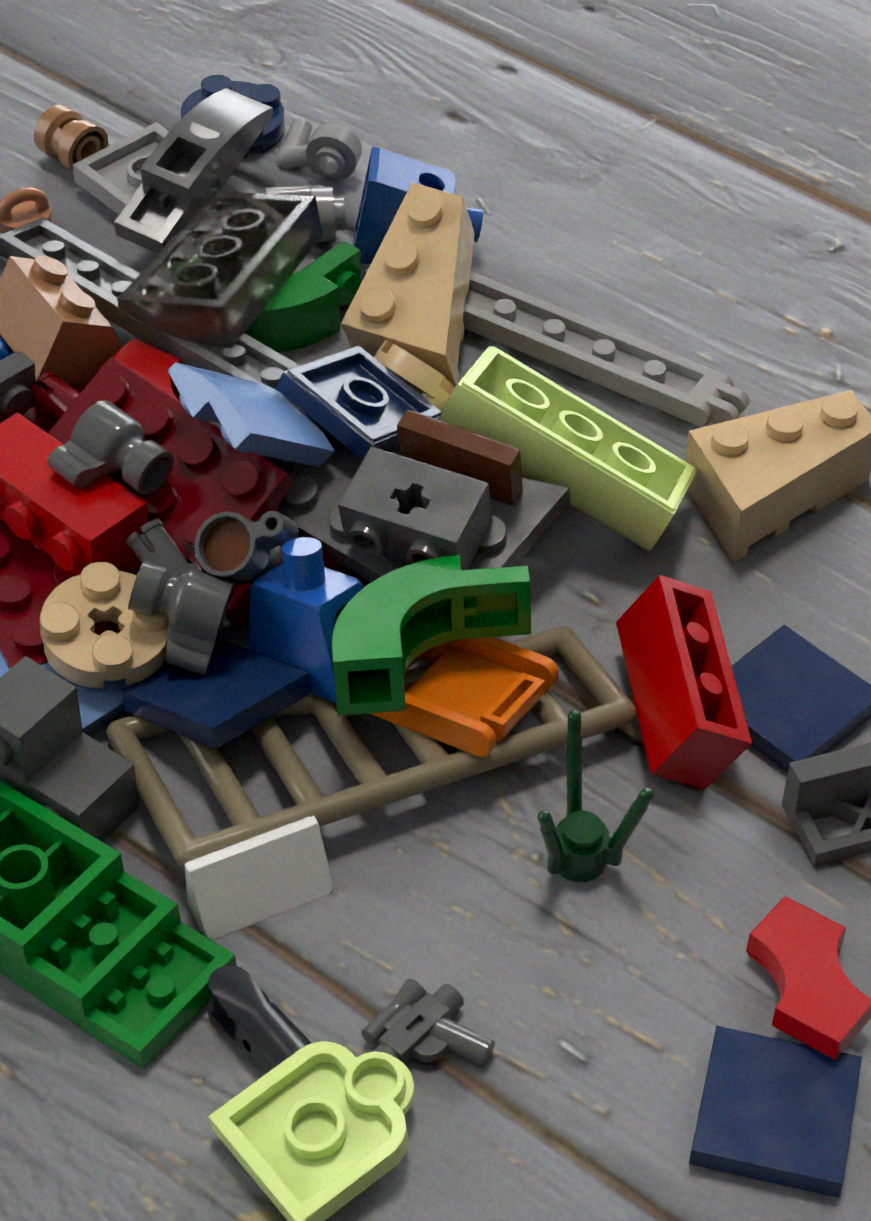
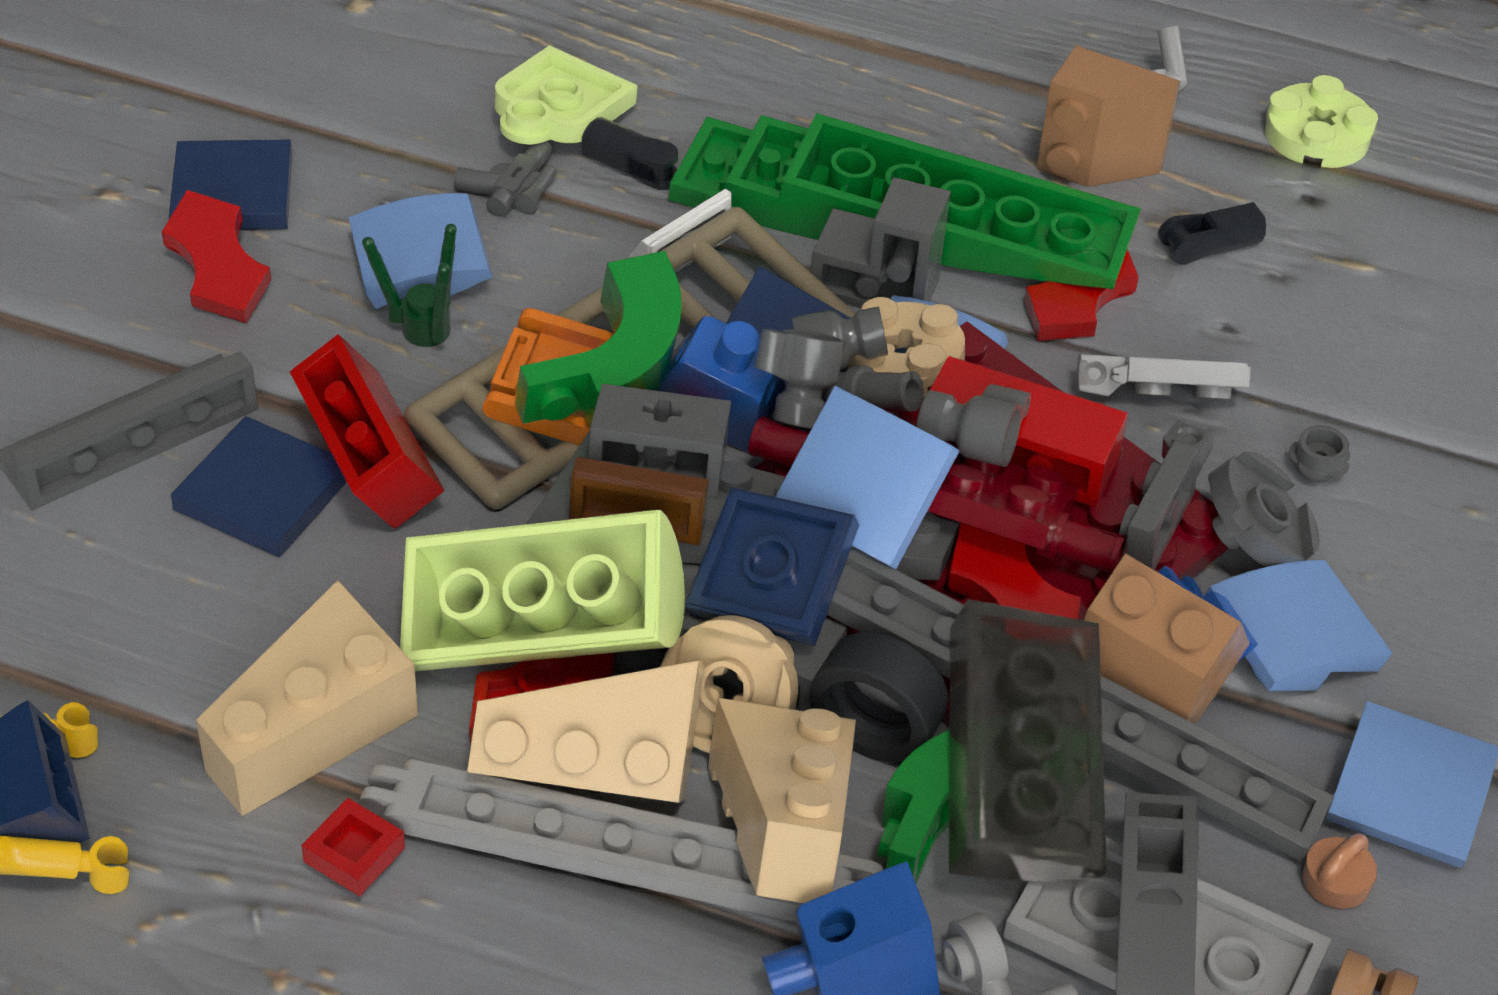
camera: 160 degrees right, 0 degrees up
(306, 327) = (899, 674): none -> black tyre
(566, 928) = (411, 240): none -> medium blue slope
(610, 379) = (597, 735): none -> tan wedge
(761, 374) = (353, 846): none -> red plate

